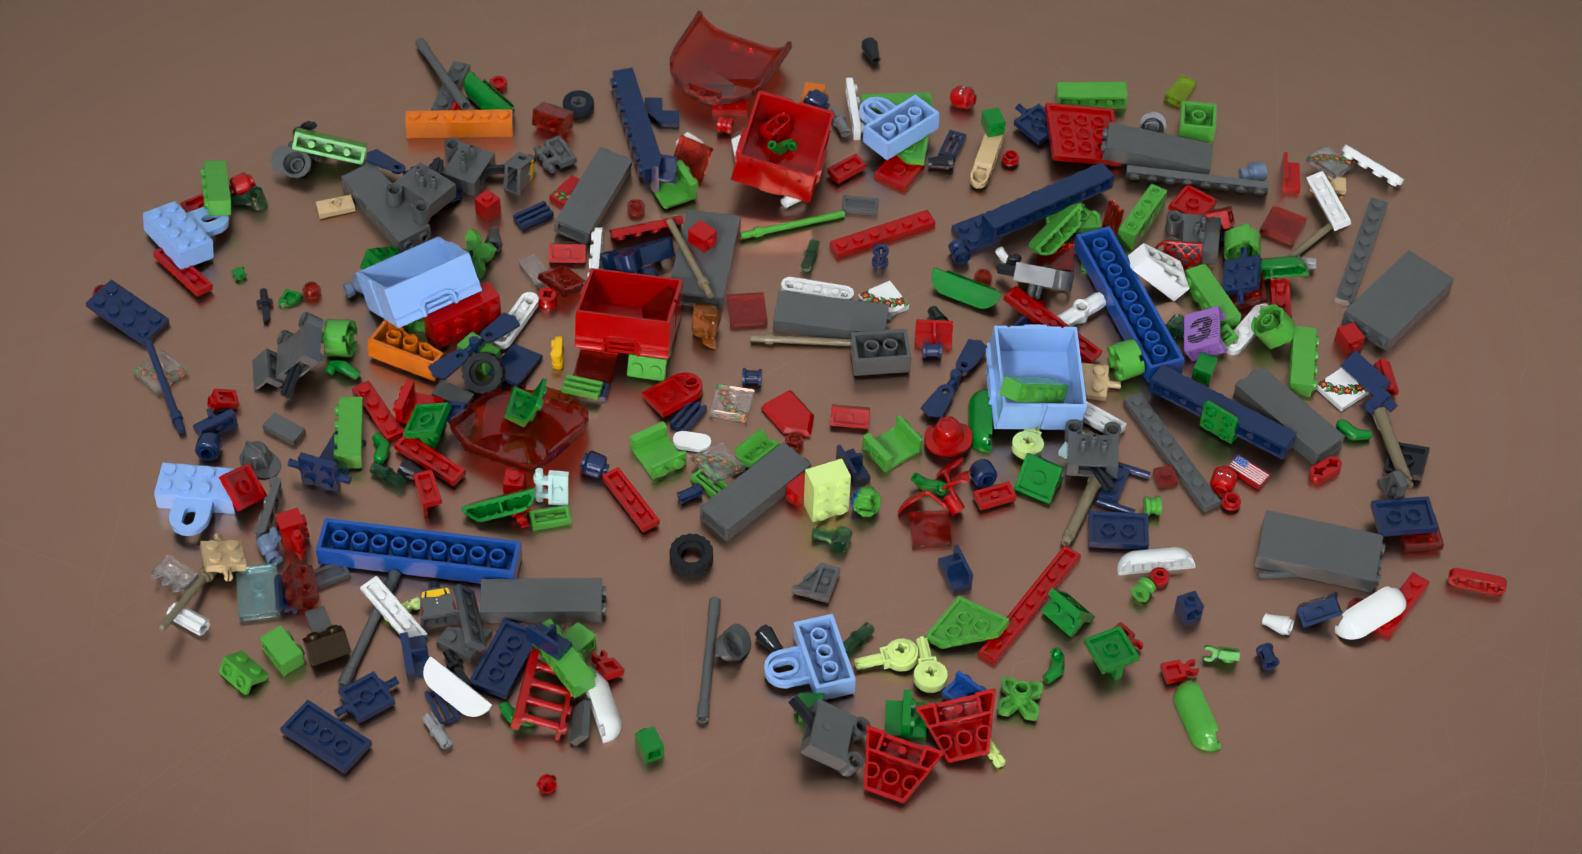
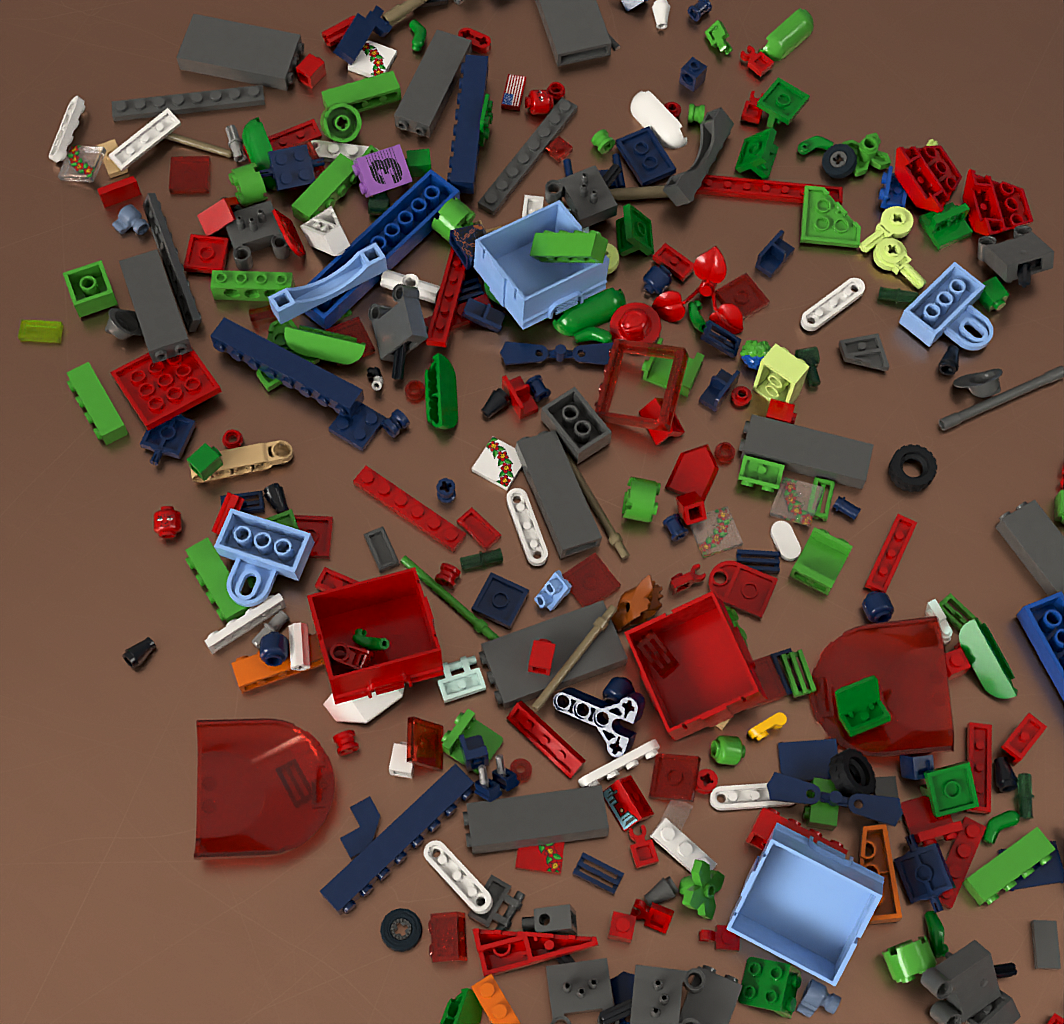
camera: 120 degrees left, 15 degrees up
(383, 379) = (924, 873): none -> dark blue plate
(480, 227) = (655, 917): none -> red plate
(511, 262) = (679, 845): none -> white plate
(517, 140) = (512, 950): none -> red wedge
(528, 242) = (643, 850): none -> red plate
(559, 319) = (727, 750): none -> bright green head
(587, 138) = (458, 877): none -> white plate
(636, 176) = (502, 779): none -> dark blue piece
(705, 357) = (683, 581): none -> red plate
(721, 201) = (461, 684): none -> light aqua plate
(751, 277) = (553, 591): none -> light blue hips
(759, 388) = (691, 508): none -> red brick
(769, 249) = (500, 600): none -> dark blue plate
(788, 359) = (640, 499): none -> bright green brick
(810, 228) = (447, 575): none -> red wheel
(837, 265) = (478, 529): none -> red tile
(847, 400) = (672, 391): none -> clear red window
(879, 586) = (832, 304): none -> white plate
(888, 498) = (720, 342): none -> dark blue tile
(948, 129) = (230, 501): none -> red axle
(960, 409) = (593, 334): none -> green arm
(1023, 669) = (845, 167): none -> black bush
(1063, 526) = (714, 131): none -> dark grey arch
(1092, 355) = (463, 243): none -> dark blue torso
(1103, 258) = (298, 300): none -> light blue arch

